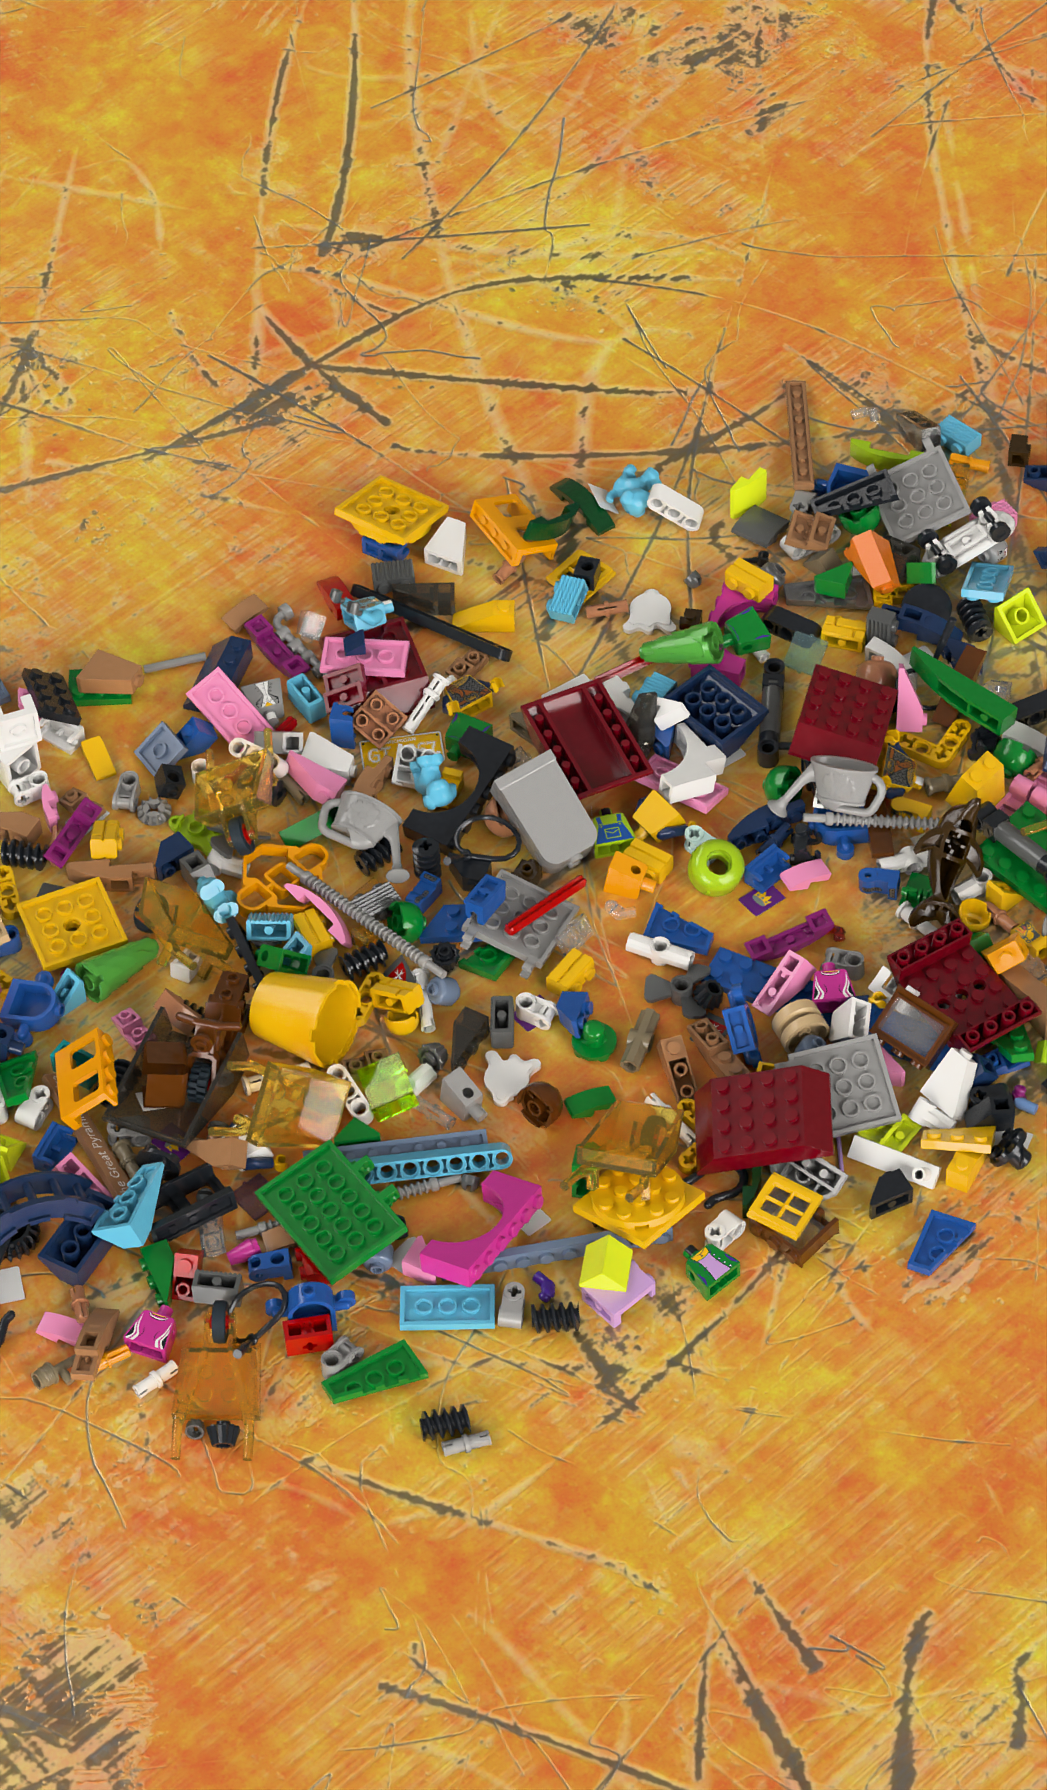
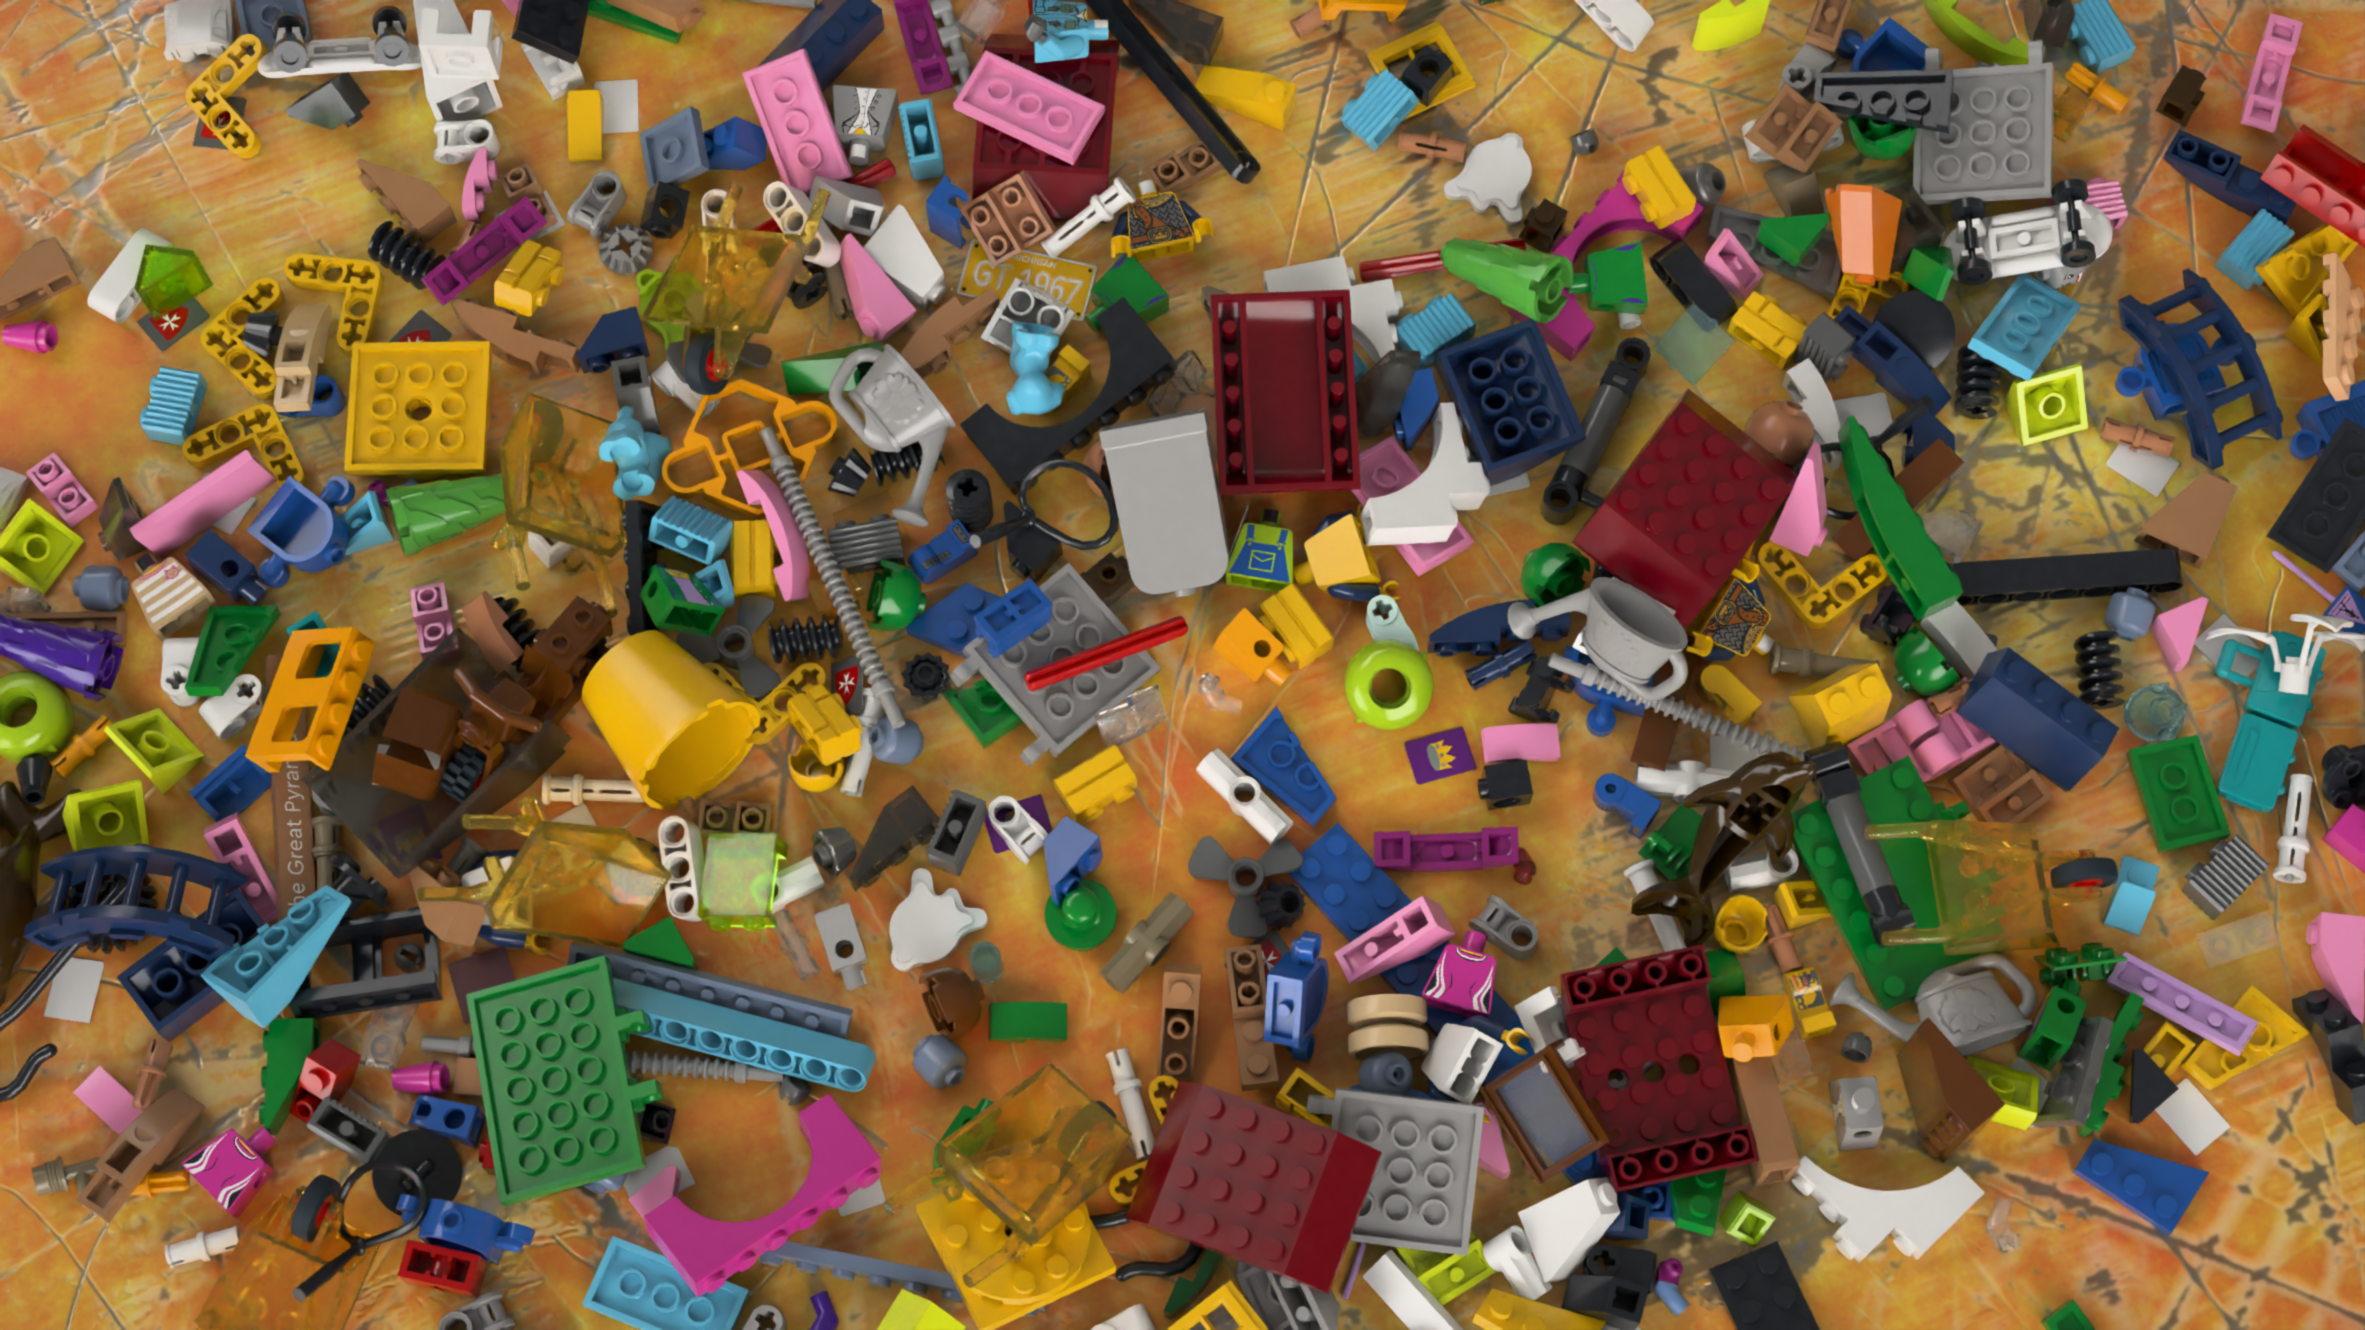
camera: 20 degrees right, 20 degrees up
(114, 744) = (619, 105): none -> white sticker
(255, 1301) = (429, 1156): none -> black shield
(345, 686) = (975, 154): slope -> none
(347, 873) = (849, 473): none -> black piece
(355, 644) = (1019, 84): dark blue slope -> none
(549, 1136) = (939, 1061): none -> sand blue head
(552, 1074) = (985, 962): none -> clear light blue piece
(669, 713) = (1430, 385): white slope -> none
(760, 526) = (1727, 83): dark grey slope -> none
(760, 560) = (1700, 147): black hand -> none
(766, 868) = (1467, 712): blue hinge -> none
(807, 895) = (1505, 785): none -> black brick
(808, 607) = (1732, 265): none -> bright pink slope

